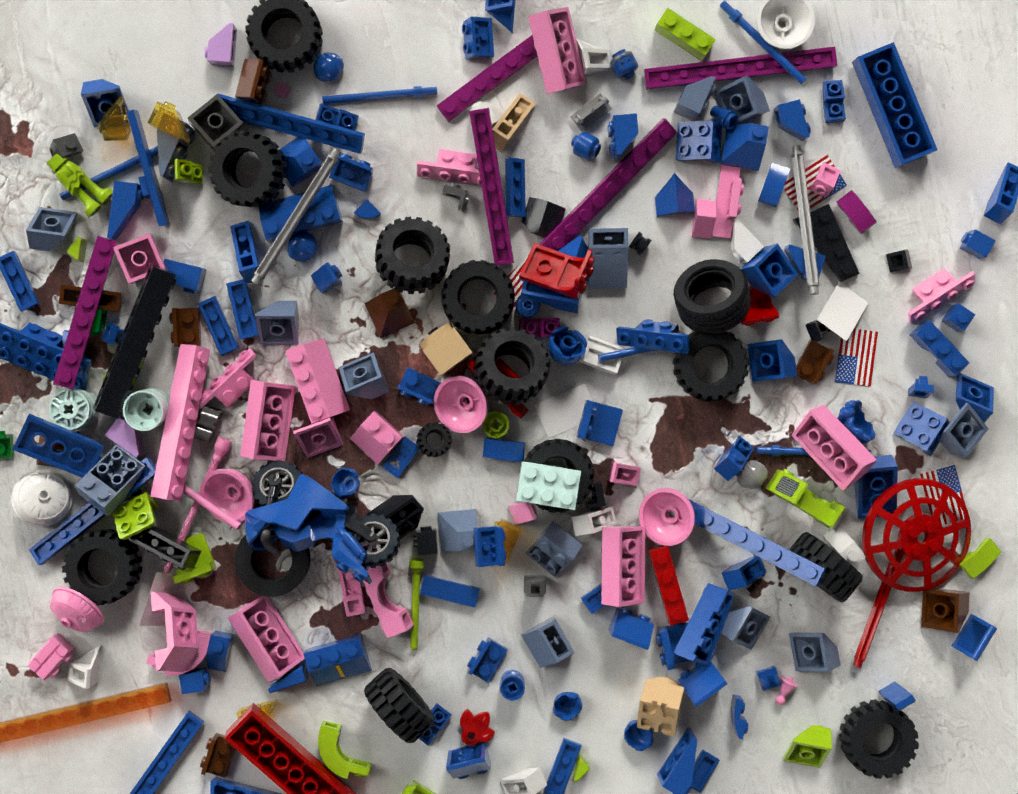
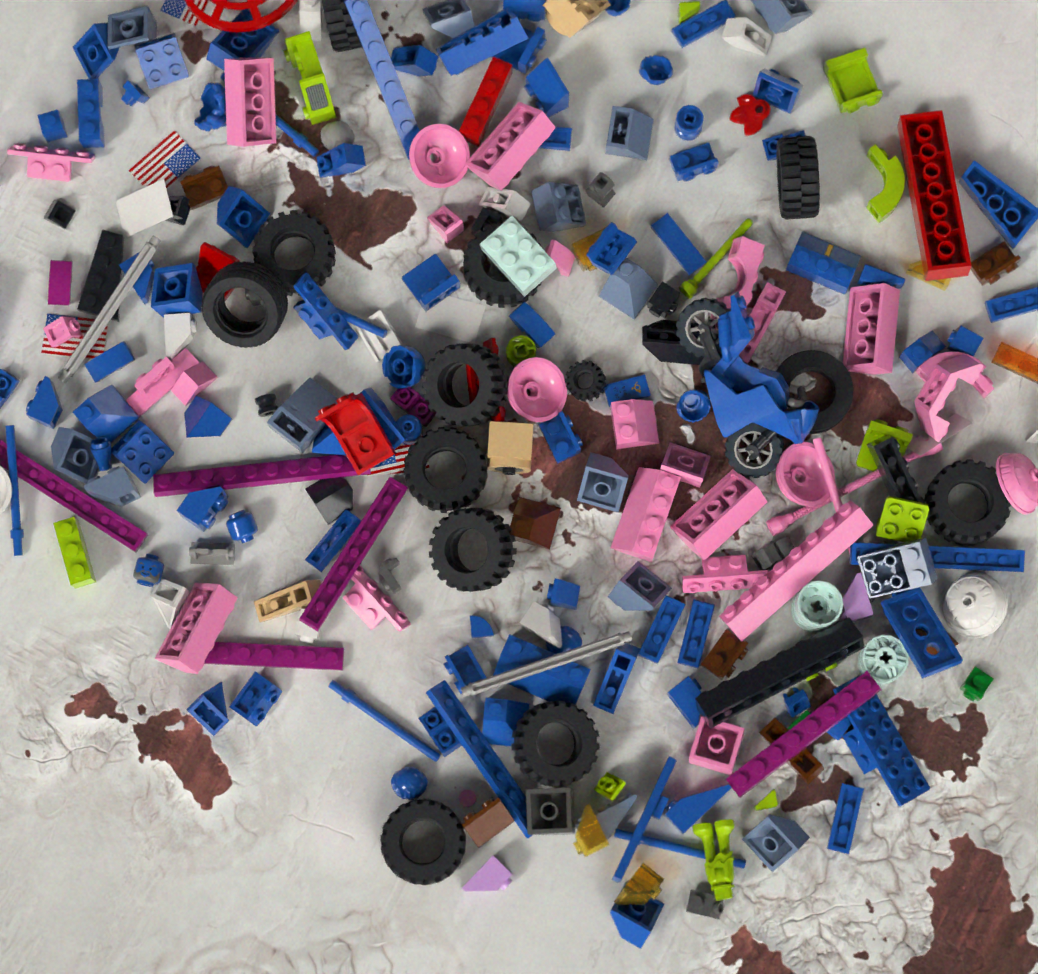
camera: 140 degrees left, 10 degrees down
(323, 246) = (543, 623): none -> white slope

